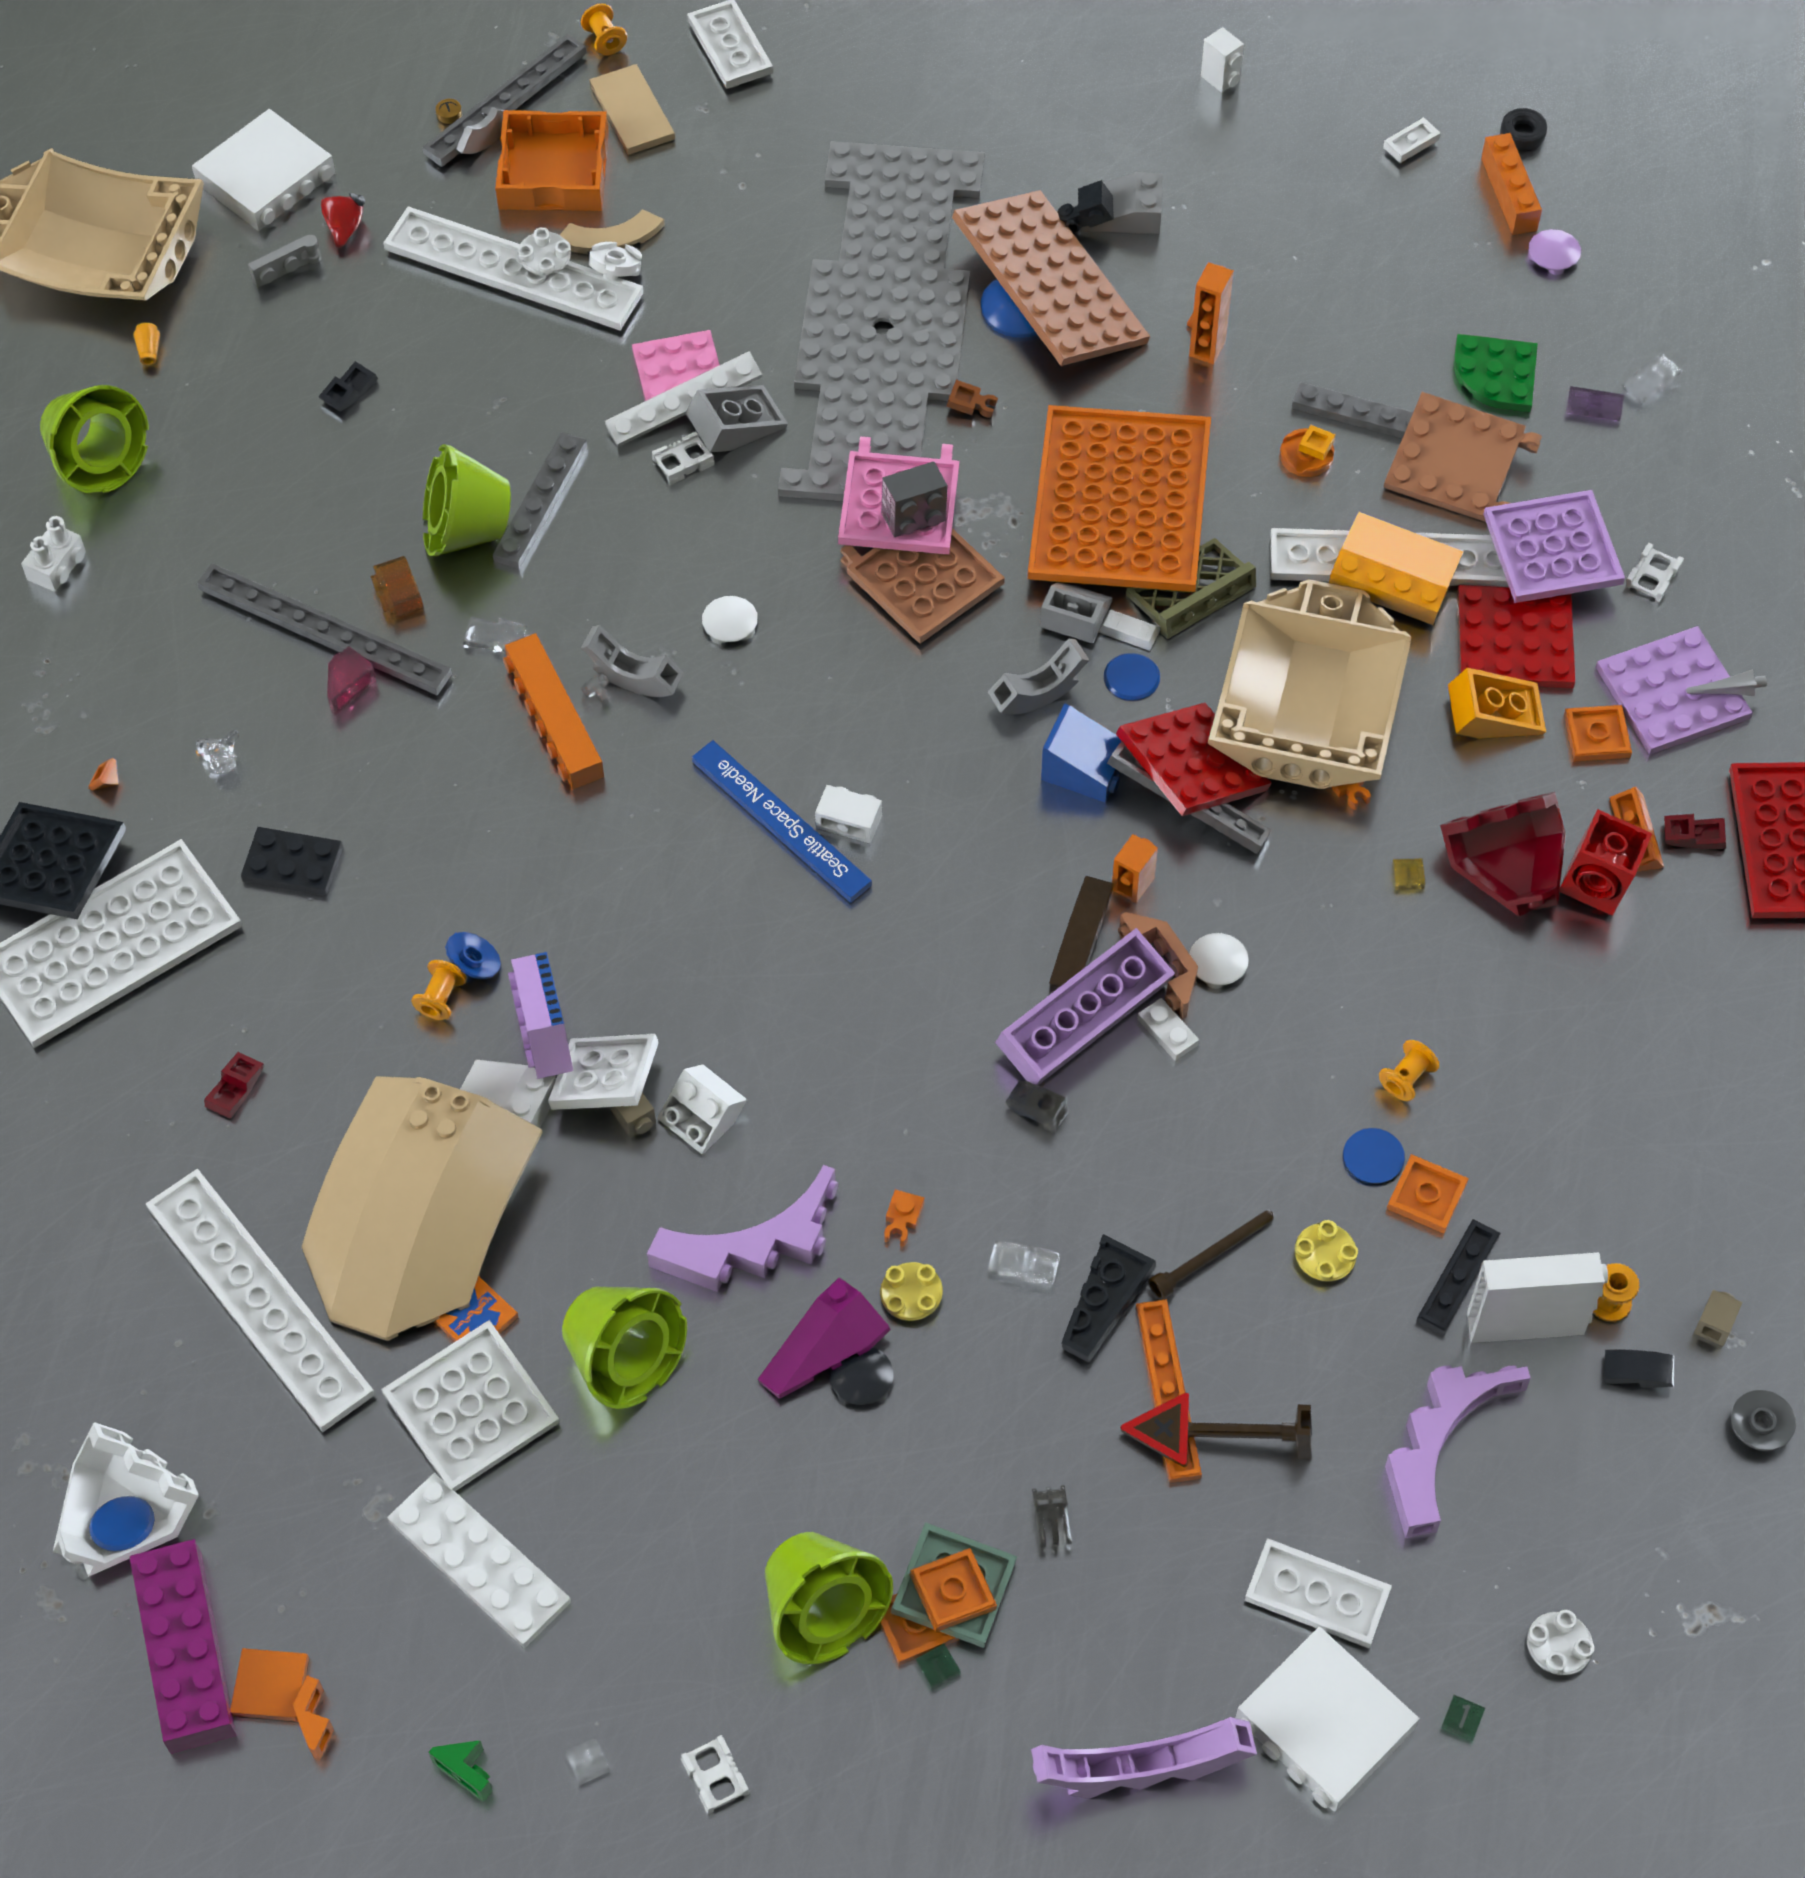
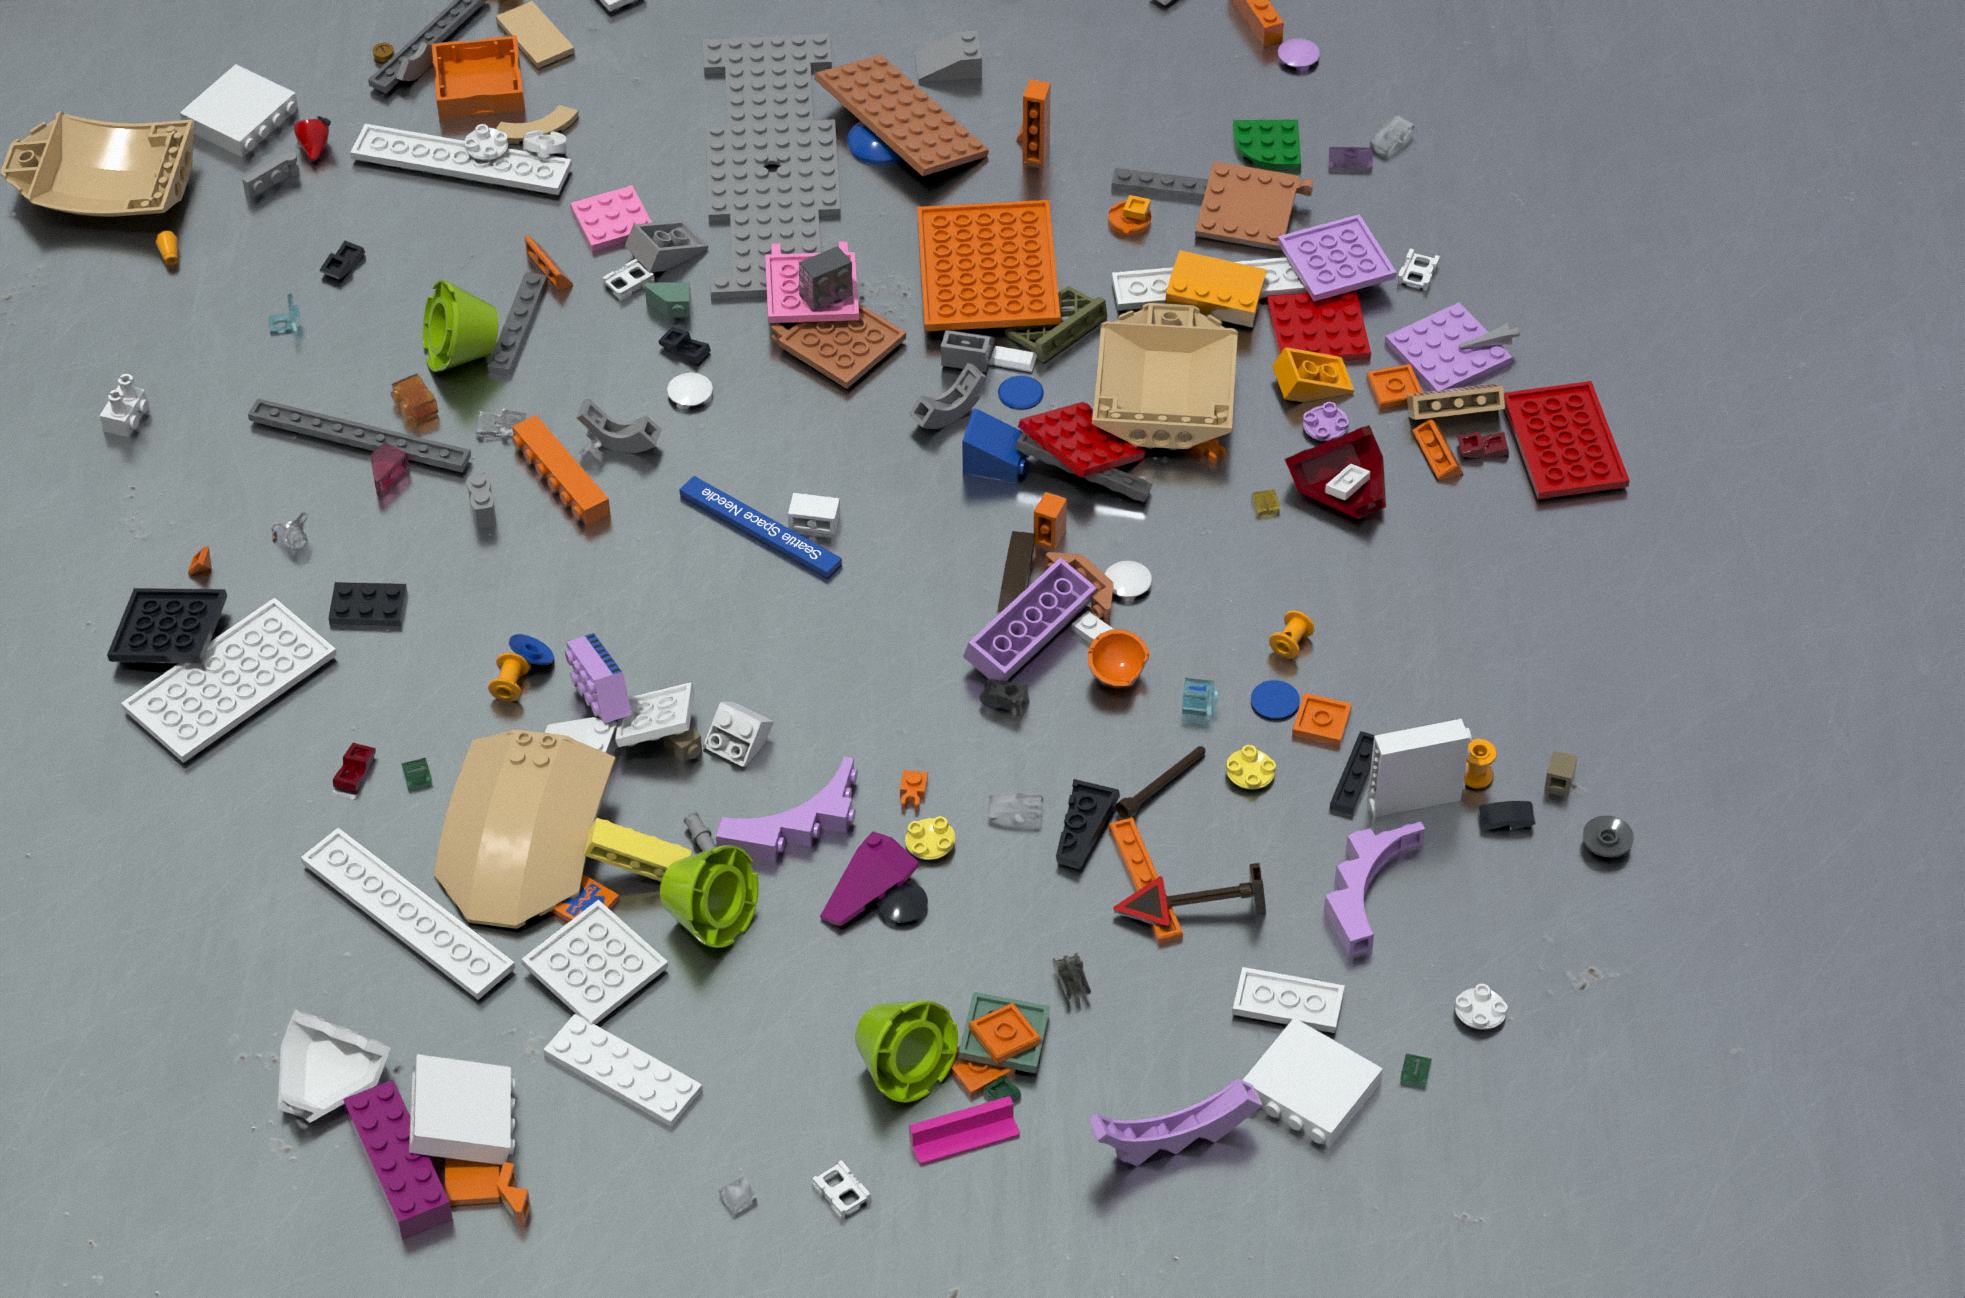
camera: 10 degrees left, 10 degrees down
(112, 445) = (143, 314): lime cone -> none
(121, 1523) = (329, 1083): blue piece -> none
(268, 1595) = (461, 1110): none -> white brick
(274, 453) = (290, 318): none -> clear light blue bracket
(306, 1103) = (416, 772): none -> clear green tile
(451, 740) = (481, 500): none -> light grey brick
(457, 1763) = (637, 1209): green slope -> none
(542, 1261) = (632, 849): none -> light yellow brick
(590, 424) = (547, 264): none -> orange slope
(633, 1246) = (700, 834): none -> light grey pin
(676, 401) = (615, 238): white plate -> none
(728, 491) = (670, 298): none -> sand green slope
(731, 557) = (682, 345): none -> black slope
(880, 1717) = (963, 1130): none -> dark pink panel
(967, 397) = (851, 210): dark orange plate -> none
(1093, 207) = (925, 63): black brick -> none
(1184, 1075) = (1117, 658): none -> orange cylinder
(1279, 1140) = (1199, 696): none -> clear light blue brick
(1502, 773) = (1325, 422): none -> lavender dish
(1515, 863) = (1347, 482): none -> white plate
(1605, 862) = (1417, 469): red brick -> none
(1670, 768) = (1455, 401): none -> tan brick

